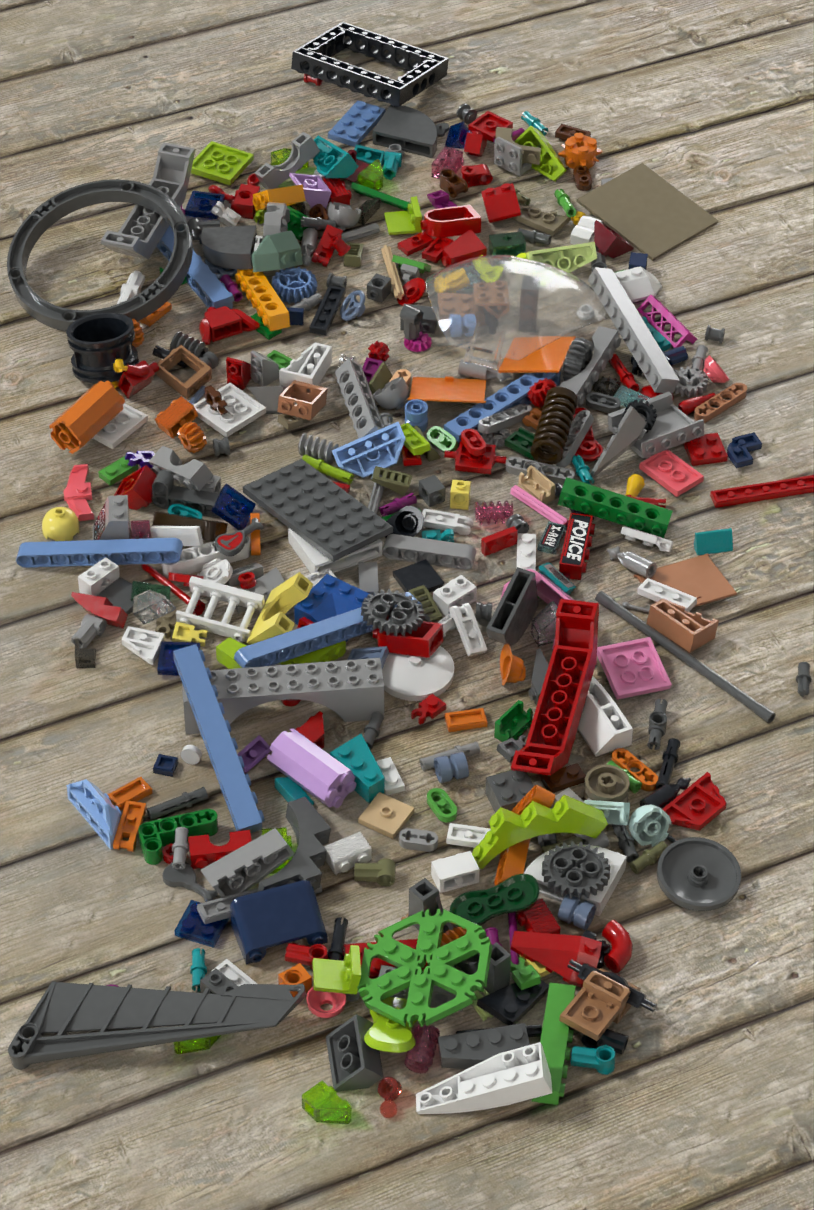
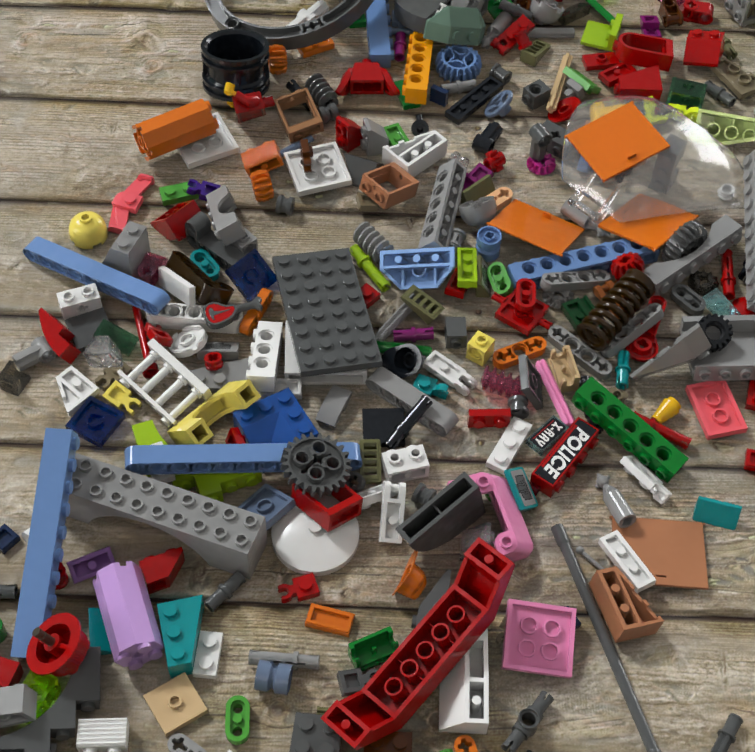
camera: 25 degrees right, 10 degrees up
(277, 801) = (57, 646): none -> red piece
(288, 556) = (265, 356): none -> white brick
(294, 347) = (419, 126): none -> black plate
(360, 337) = (486, 140): none -> black piece
(438, 569) = (402, 429): none -> black pin
(482, 293) = (615, 139): none -> orange piece
(494, 481) = (525, 346): none -> orange beam
(517, 501) = (530, 381): none -> dark grey tile

